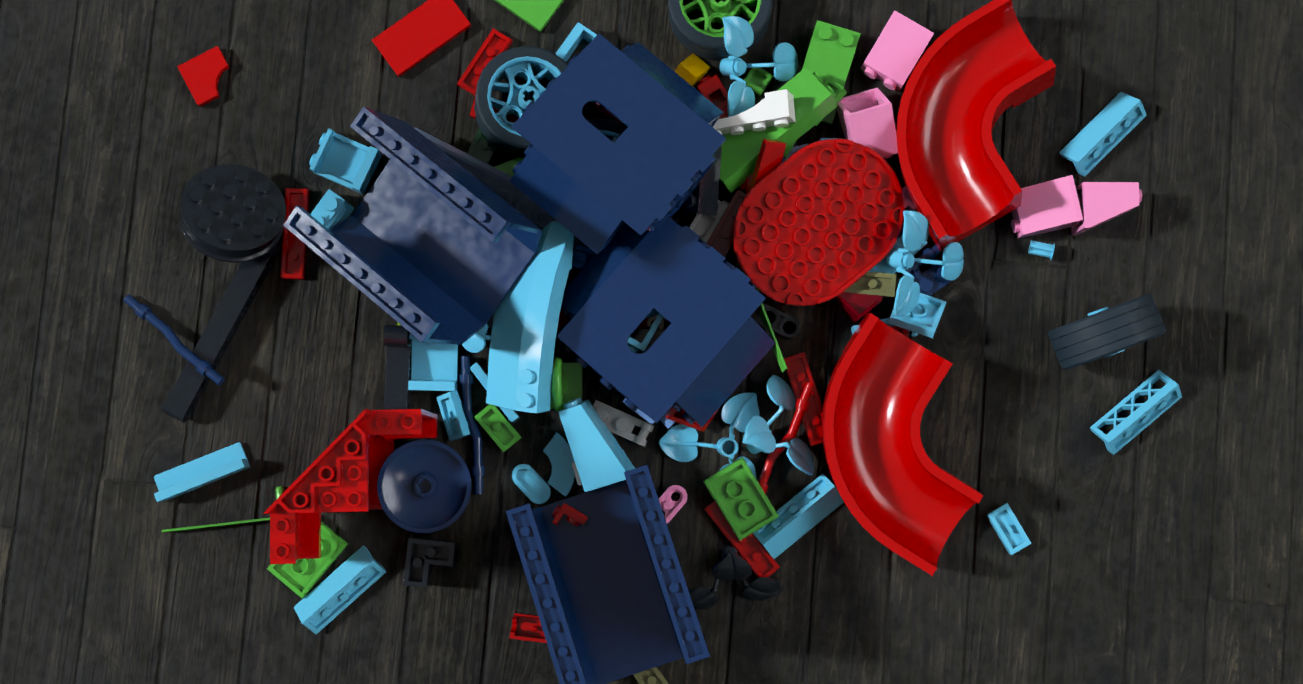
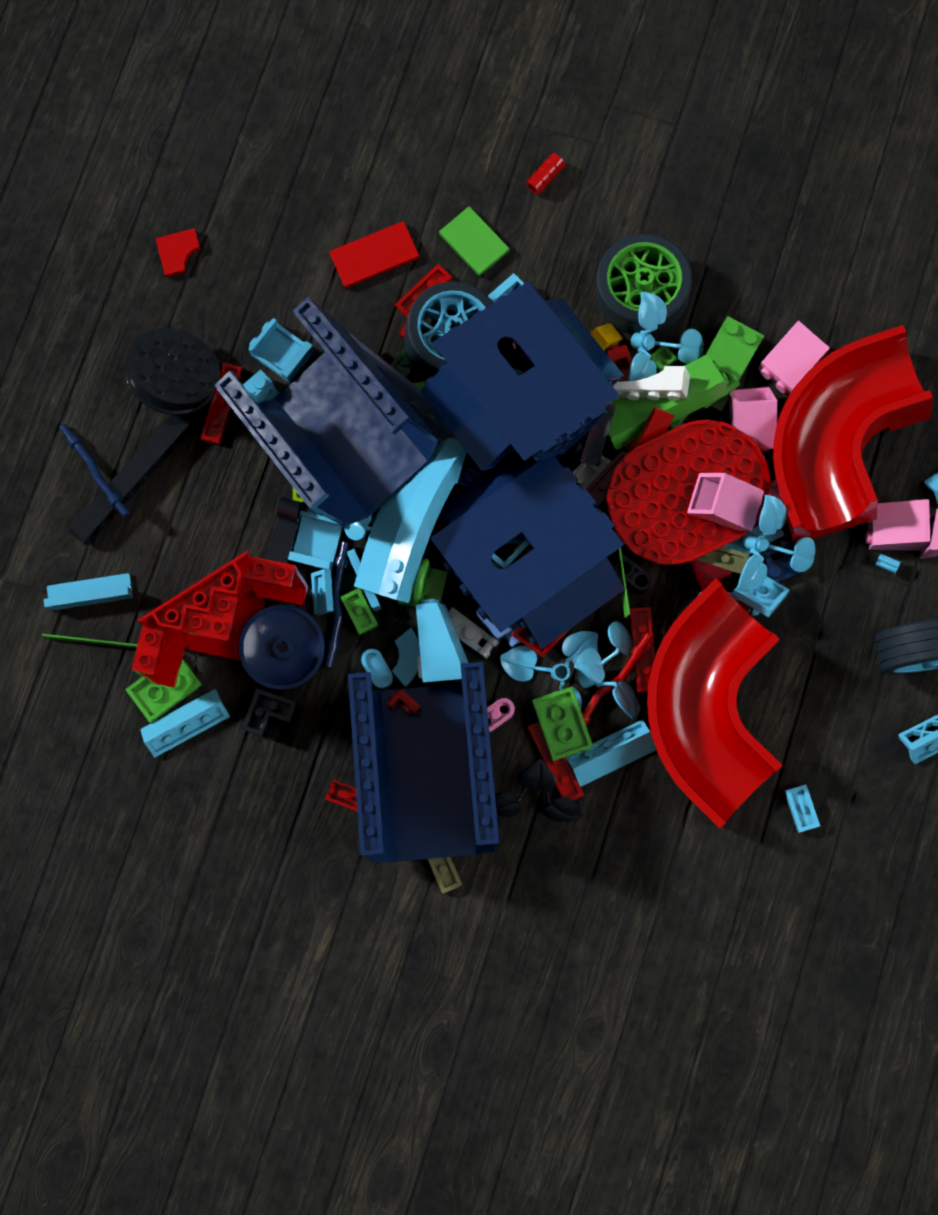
camera: 25 degrees right, 5 degrees down
(861, 224) = (725, 501): none -> bright pink slope

